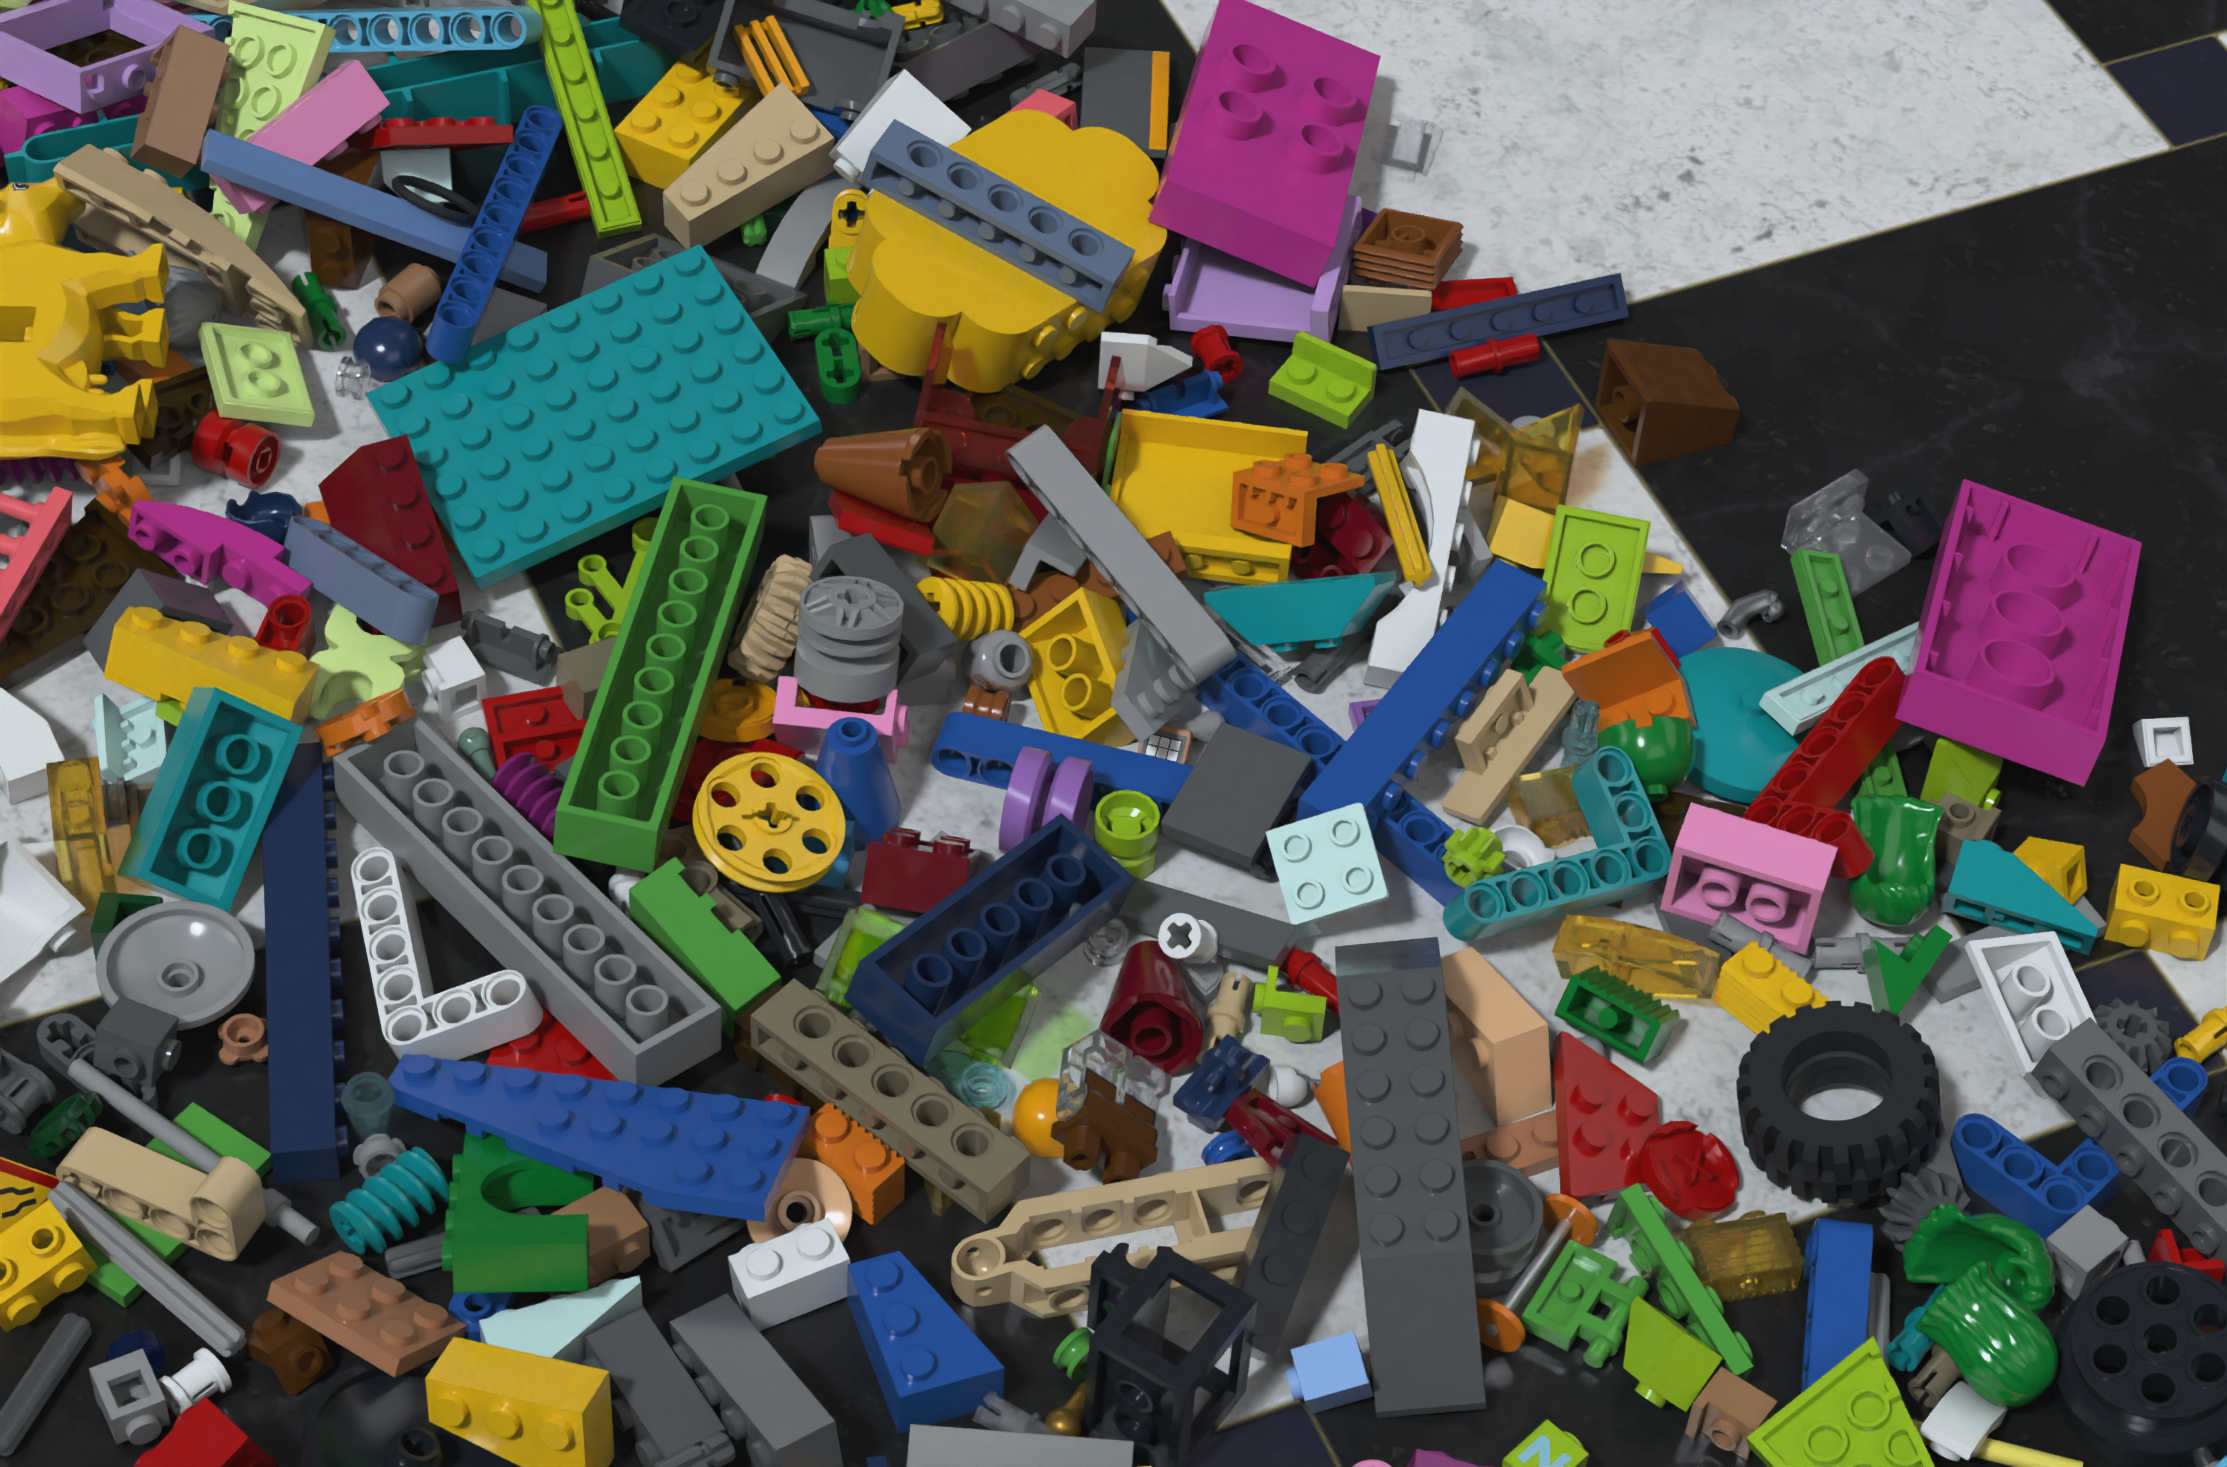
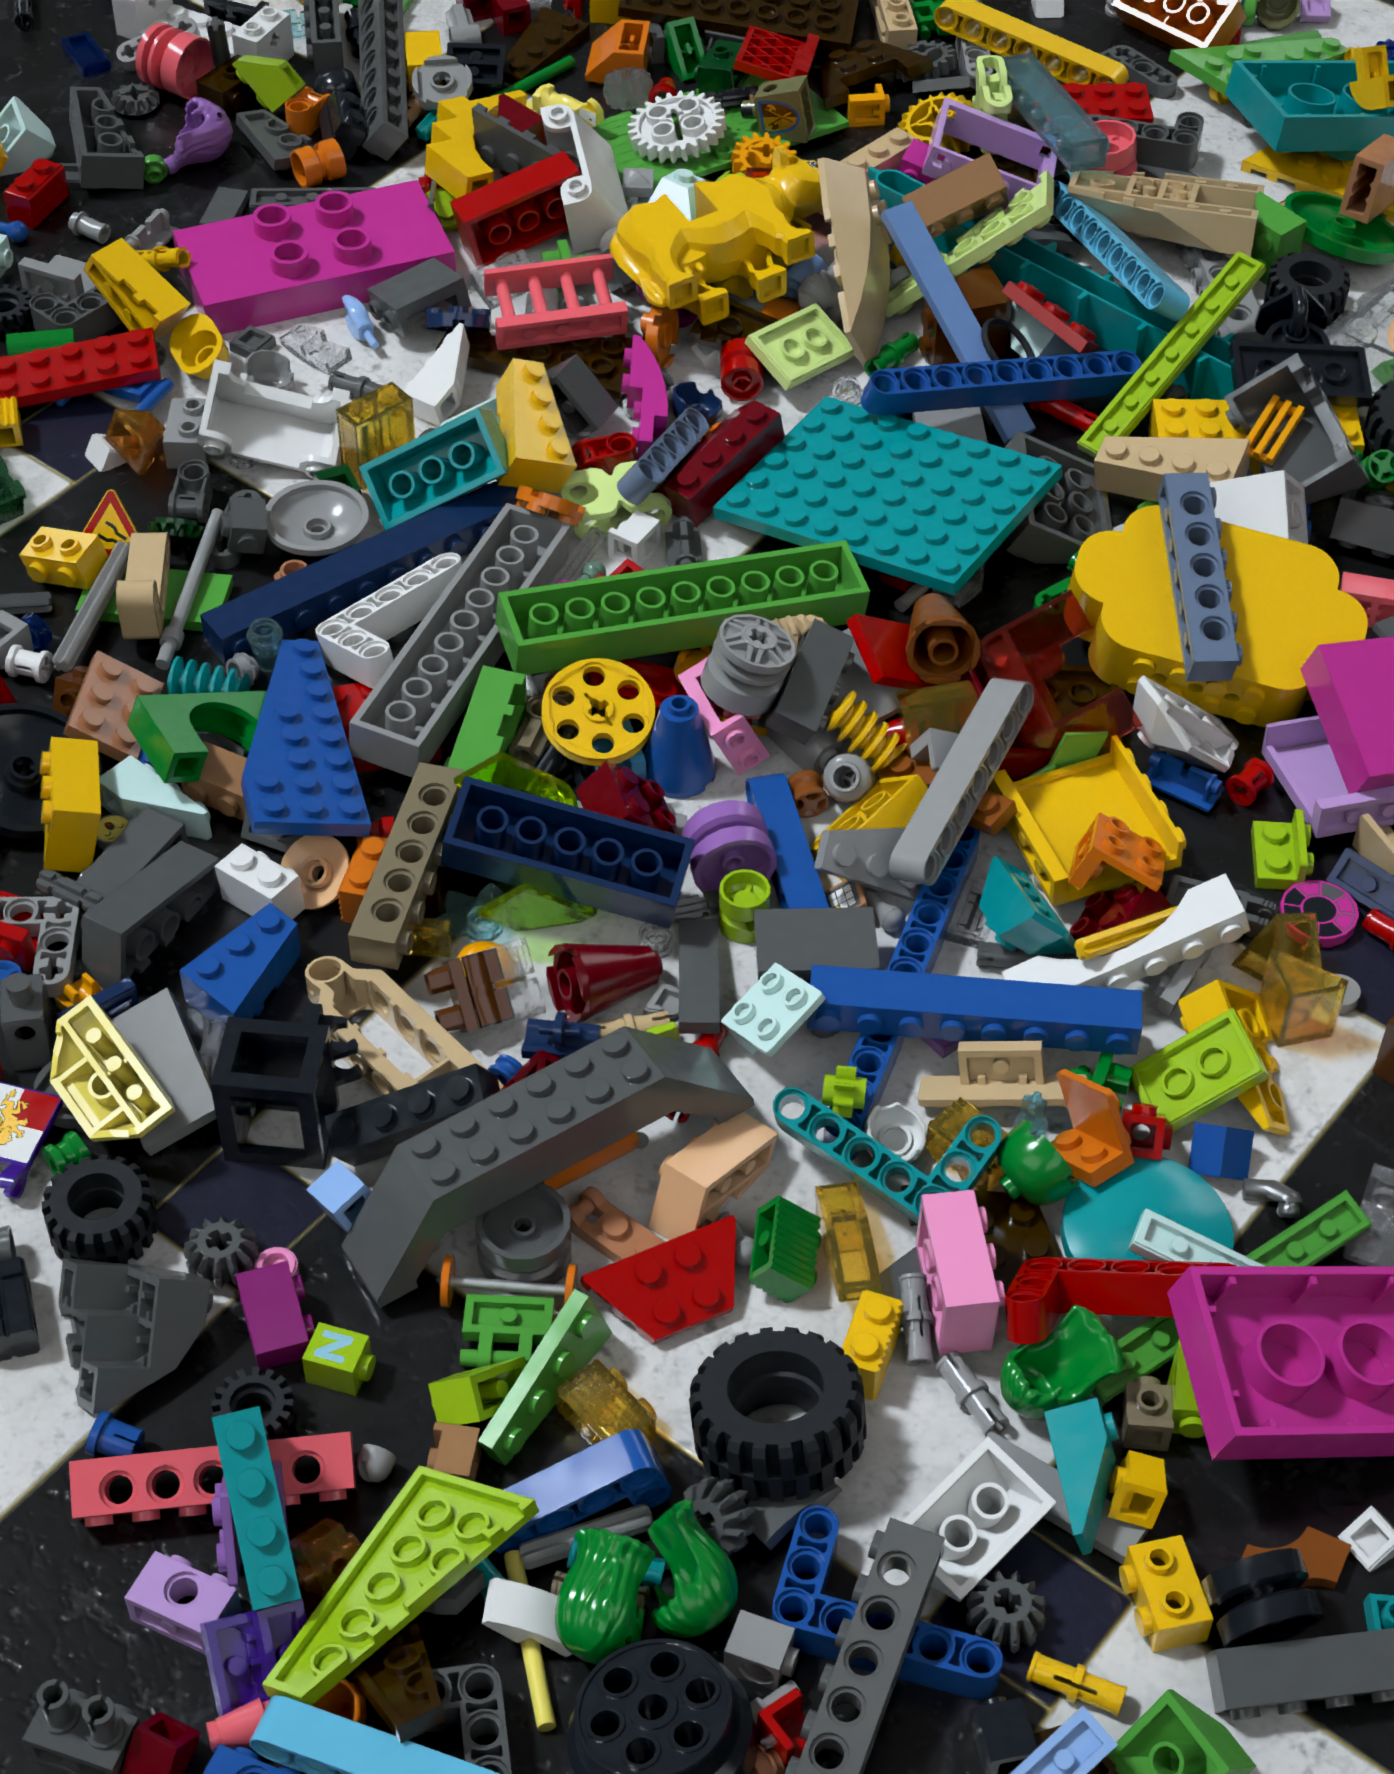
camera: 65 degrees right, 0 degrees up
(314, 127) = (987, 253): bright pink brick -> none
(1174, 943) = (663, 967): white bush -> none
(1413, 387) = (1334, 908): none -> tile
(1689, 1171) = (666, 1350): red tile -> none
(1896, 977) = (944, 1421): green slope -> none

